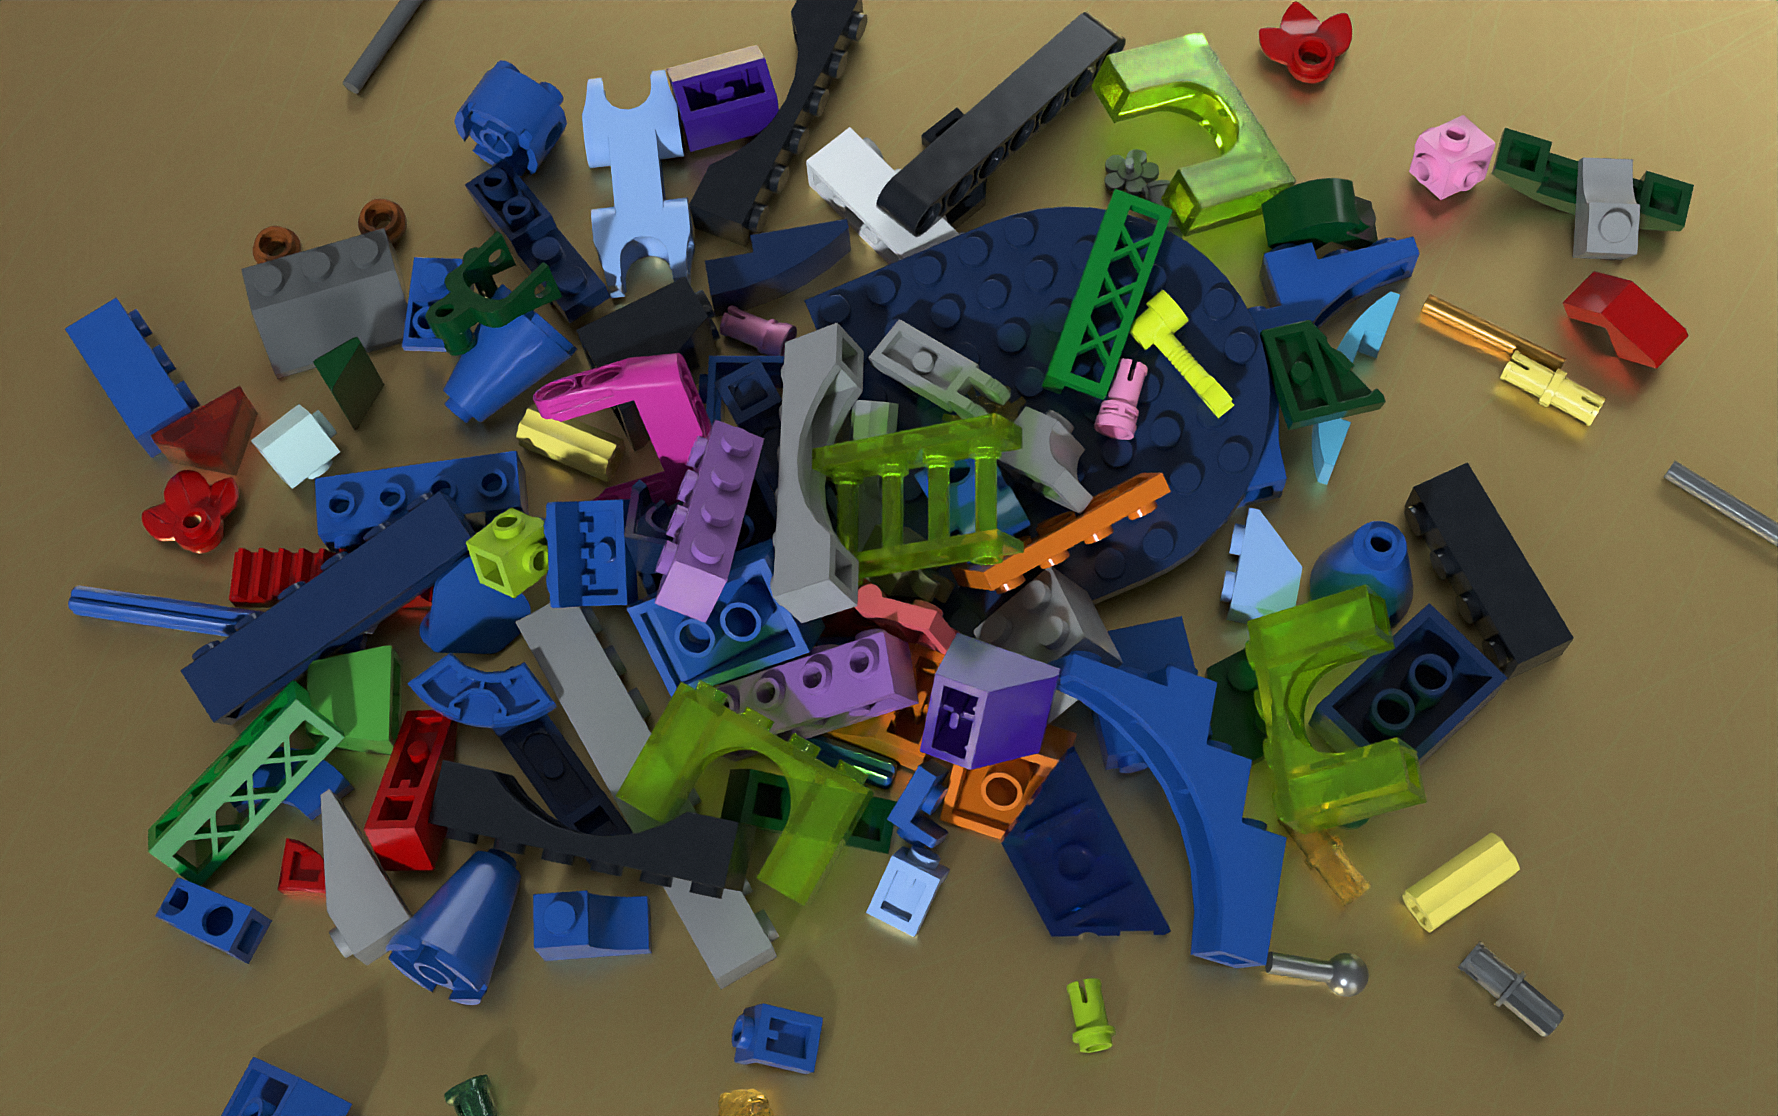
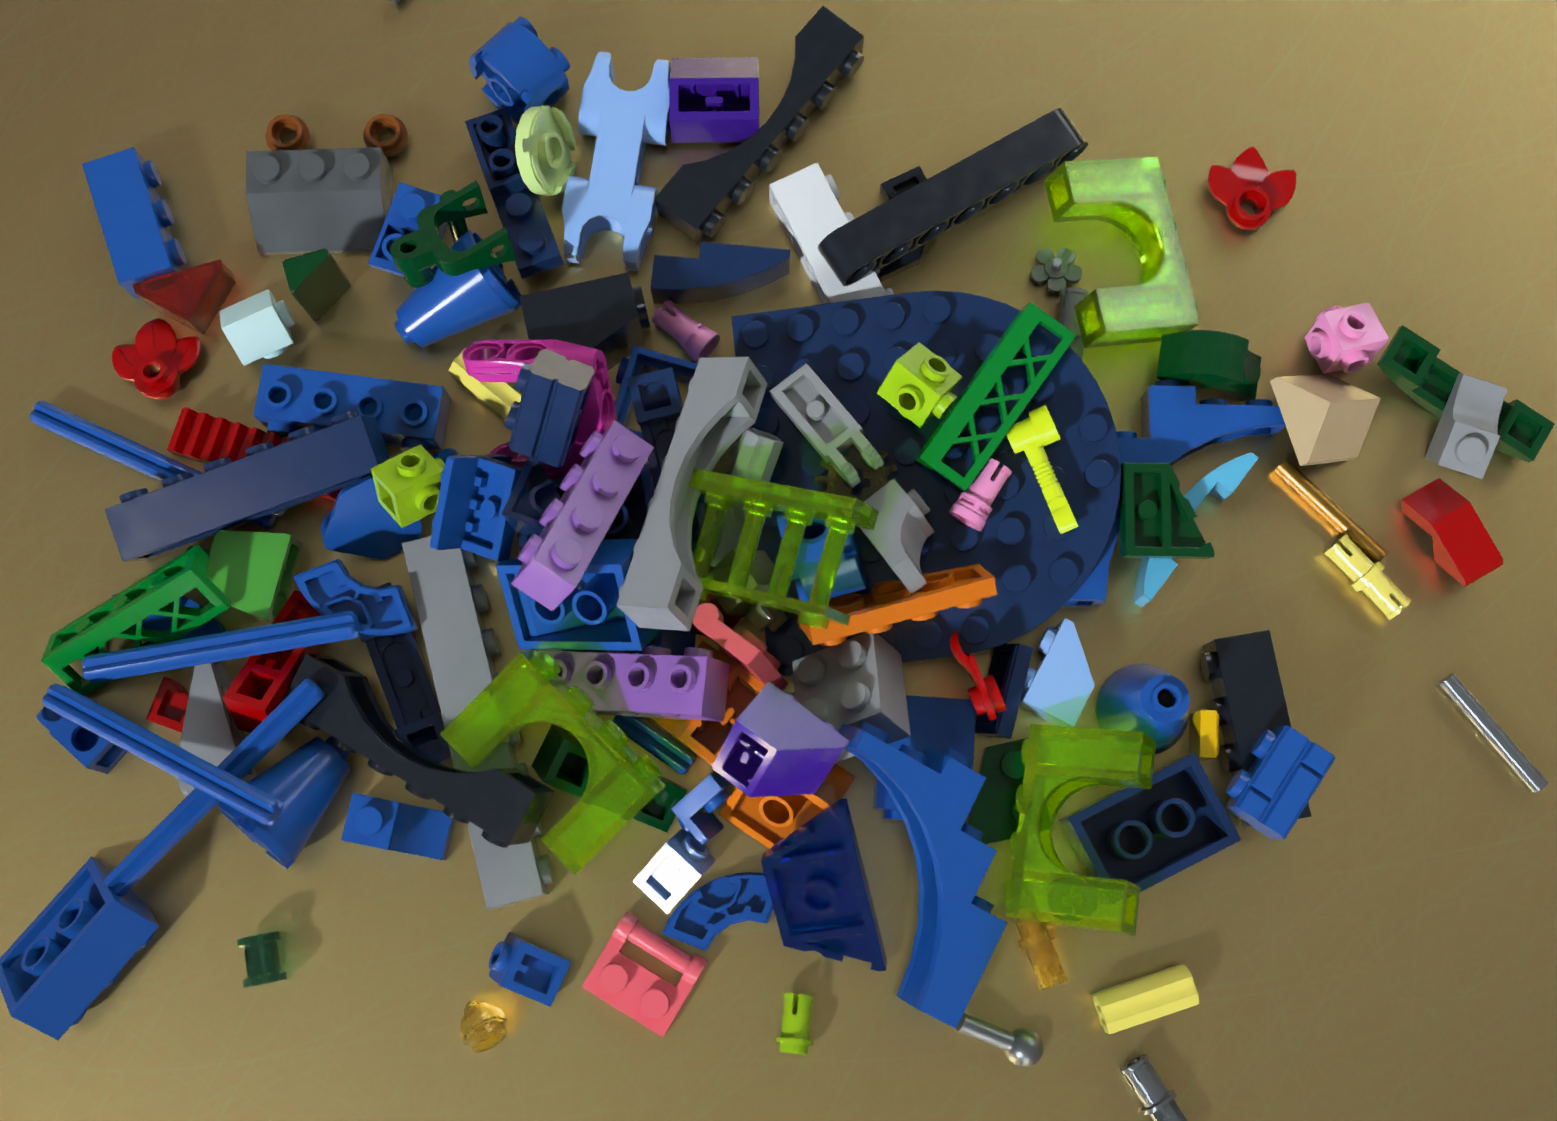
camera: 10 degrees right, 10 degrees up
(314, 904) = (163, 754): none -> blue axle
(346, 779) = (221, 646): none -> blue axle
(377, 930) = (198, 803): none -> blue axle
(558, 188) = (544, 150): none -> yellowish green tile
(643, 423) = (550, 407): none -> dark blue brick
(901, 1028) = (636, 988): none -> coral plate
(969, 915) = (719, 905): none -> blue tile
(1026, 305) = (920, 385): none -> lime brick
(1186, 600) = (985, 693): none -> red plate
(1207, 603) = (1009, 670): none -> dark blue tile
(1434, 587) = (1204, 734): none -> yellow tile
(1456, 239) = (1324, 416): none -> tan slope
(1526, 606) = (1278, 781): none -> blue brick

